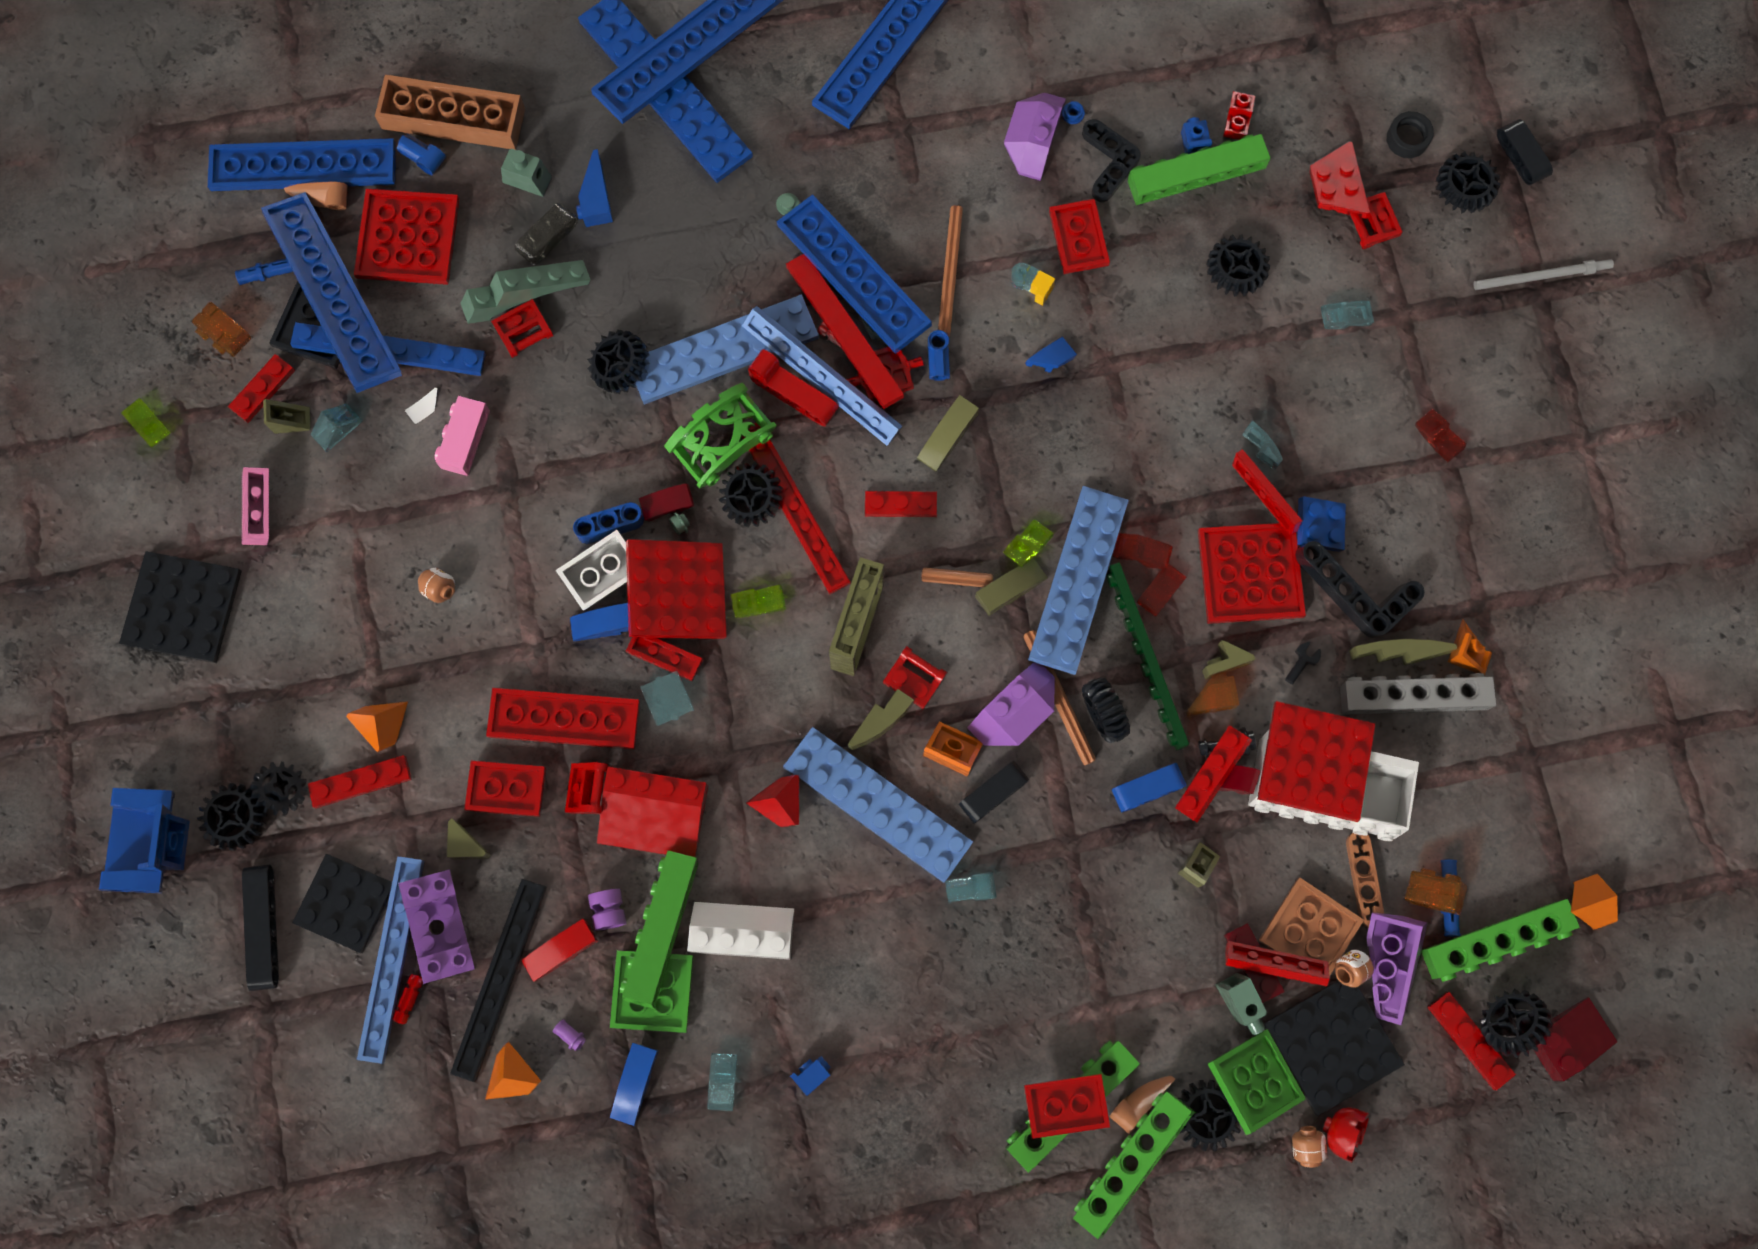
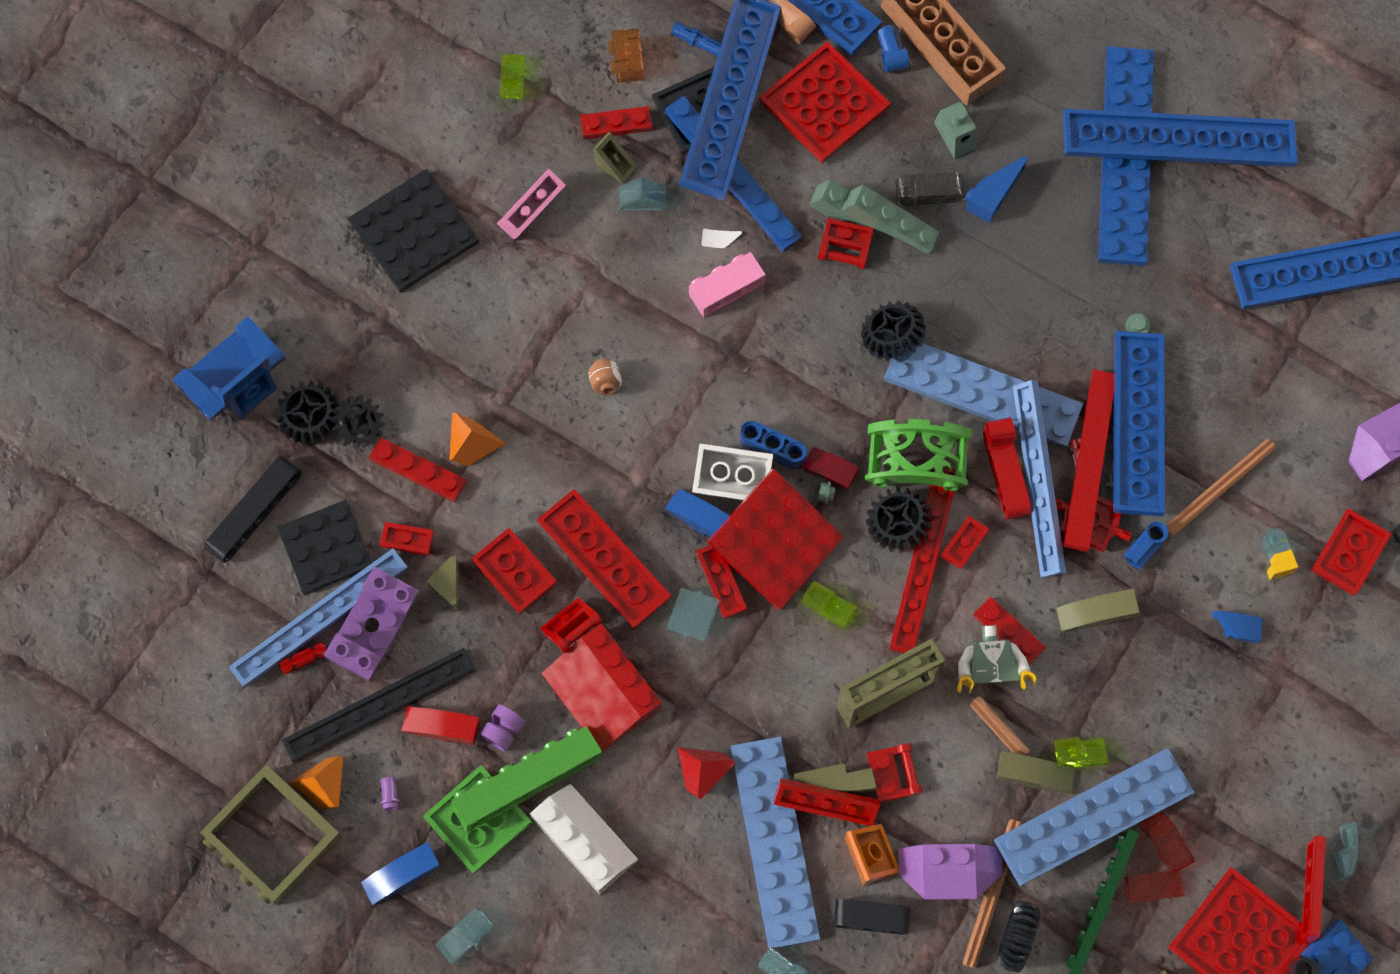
camera: 45 degrees right, 5 degrees down
(401, 839) = (407, 538): none -> red plate
(520, 1195) = (302, 869): none -> olive window
(812, 469) = (964, 542): none -> red plate
(888, 742) = (826, 802): none -> red plate
(911, 535) = (992, 661): none -> torso

